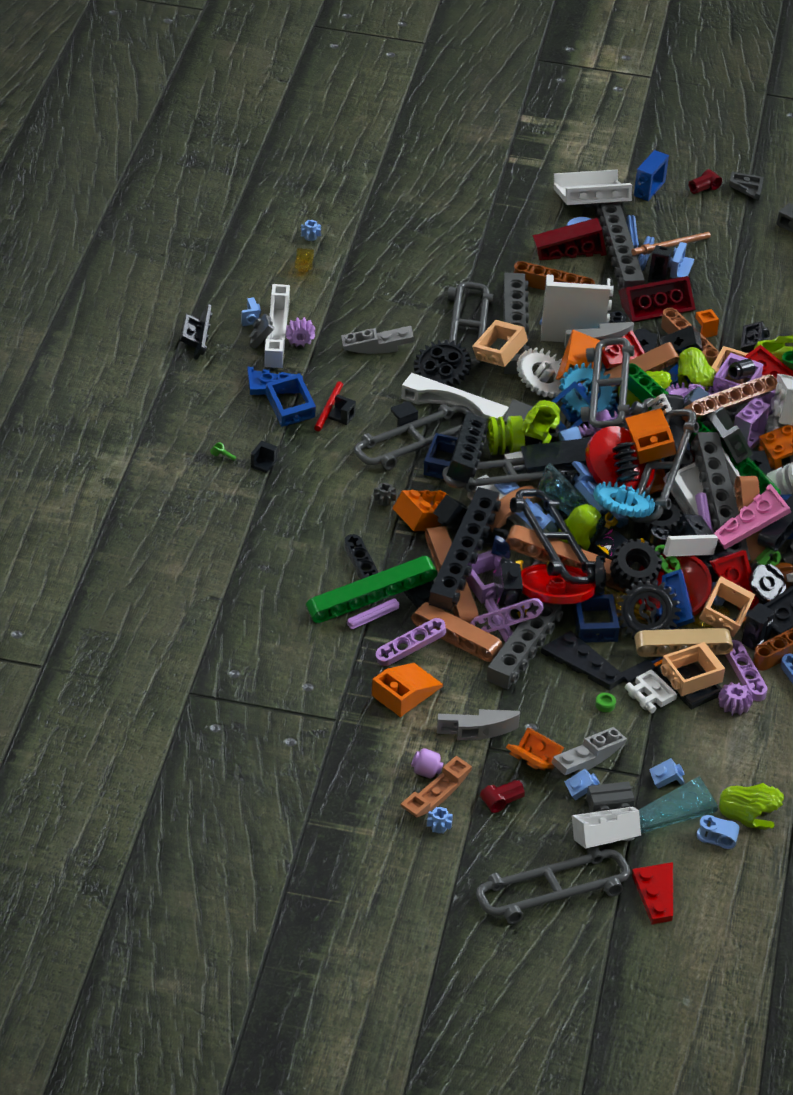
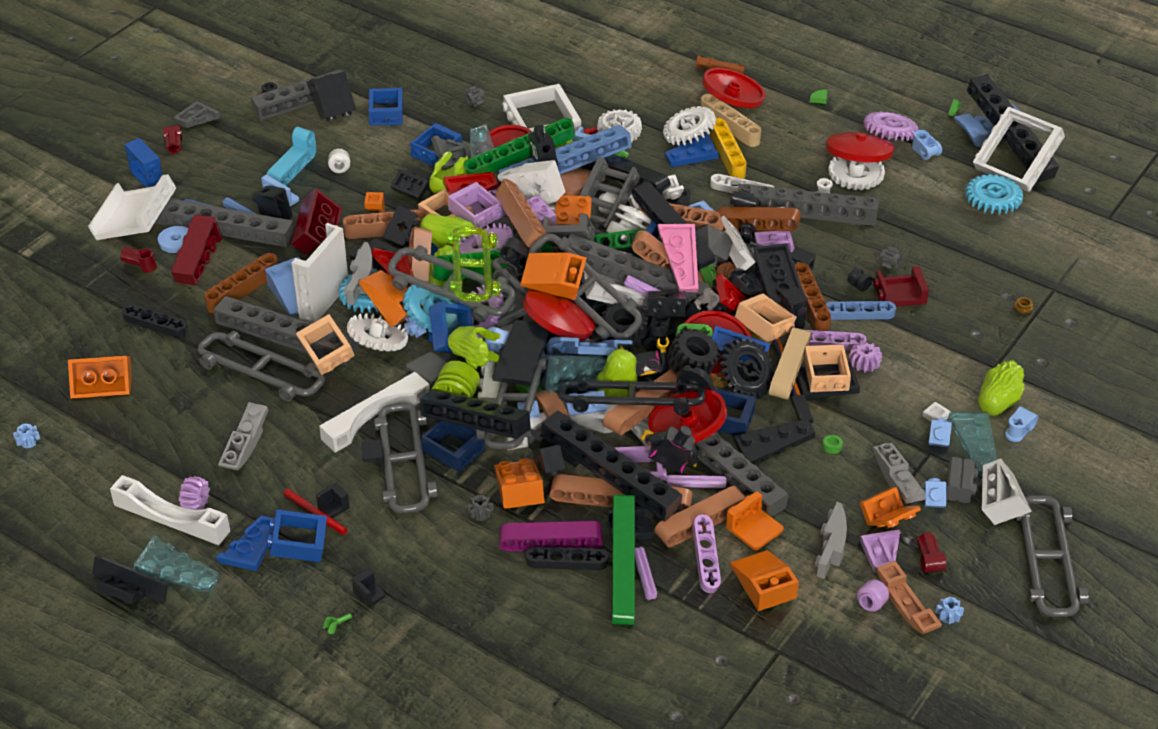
camera: 65 degrees left, 0 degrees up
(229, 349) = (168, 564): none -> clear light blue wing
(251, 314) = (127, 525): light blue bracket -> none
(262, 329) = (167, 525): dark grey wing -> none
(304, 259) = (71, 457): clear yellow bracket -> none
(376, 540) = (550, 534): none -> magenta beam
(396, 243) = (100, 376): none -> orange slope
(443, 363) = (315, 400): black gear -> none
(468, 664) = (752, 523): none -> orange bracket
(482, 251) = (135, 314): none -> black beam
(489, 760) = (880, 547): none -> lavender wing
(501, 547) = (619, 440): dark blue tile -> none
(507, 619) = (718, 446): lavender beam -> none
(542, 217) = (142, 258): none -> dark red piece
(607, 403) = (492, 288): none -> clear neon green bar
(623, 500) = (618, 327): medium azure gear -> none
(625, 462) = (580, 302): black piece -> none
(647, 248) = (250, 203): nougat bar -> none
(654, 687) = (833, 403): white plate -> none
(656, 891) = (1075, 489): red wing -> none
(665, 403) = (521, 257): white tile -> none
(690, 545) = (692, 307): white tile -> none
(695, 394) = (518, 230): sand blue slope -> none
(696, 768) = (936, 411): none -> white tile
(730, 258) = (296, 157): none -> medium azure beam
(741, 369) = (483, 194): black brick -> none
(751, 284) = (339, 160): none -> white head

